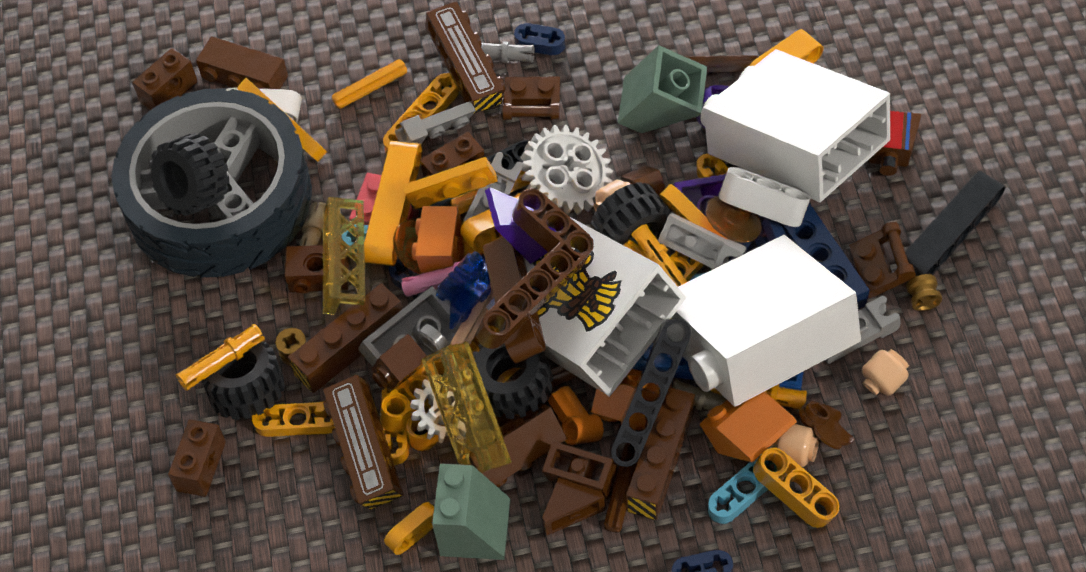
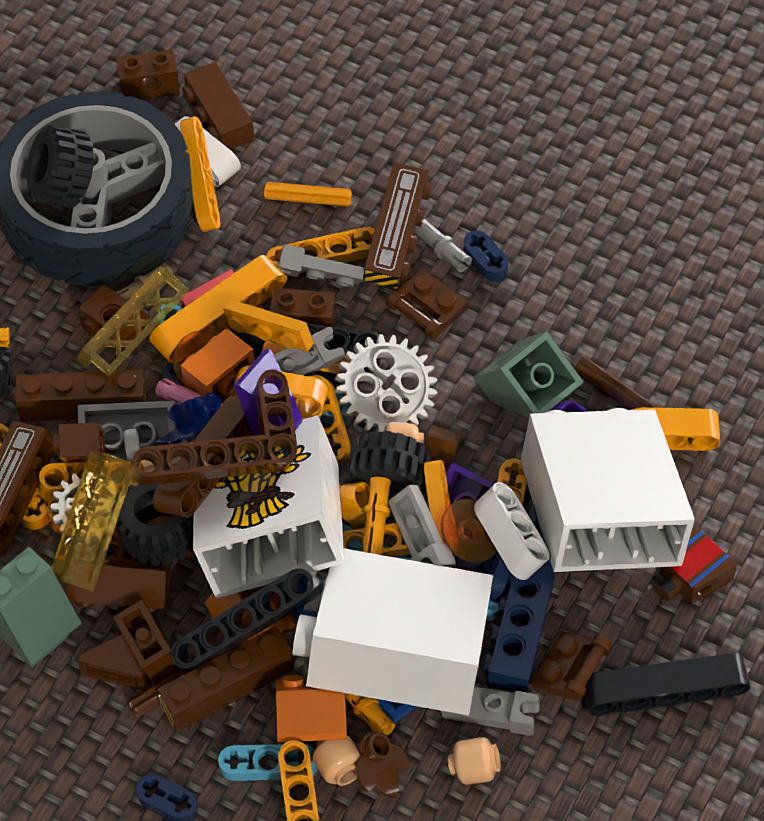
camera: 35 degrees right, 0 degrees up
(287, 337) = (35, 360): pearl gold wheel -> none
(576, 422) = (186, 603): orange piece -> none
(924, 292) = (580, 721): pearl gold wheel -> none

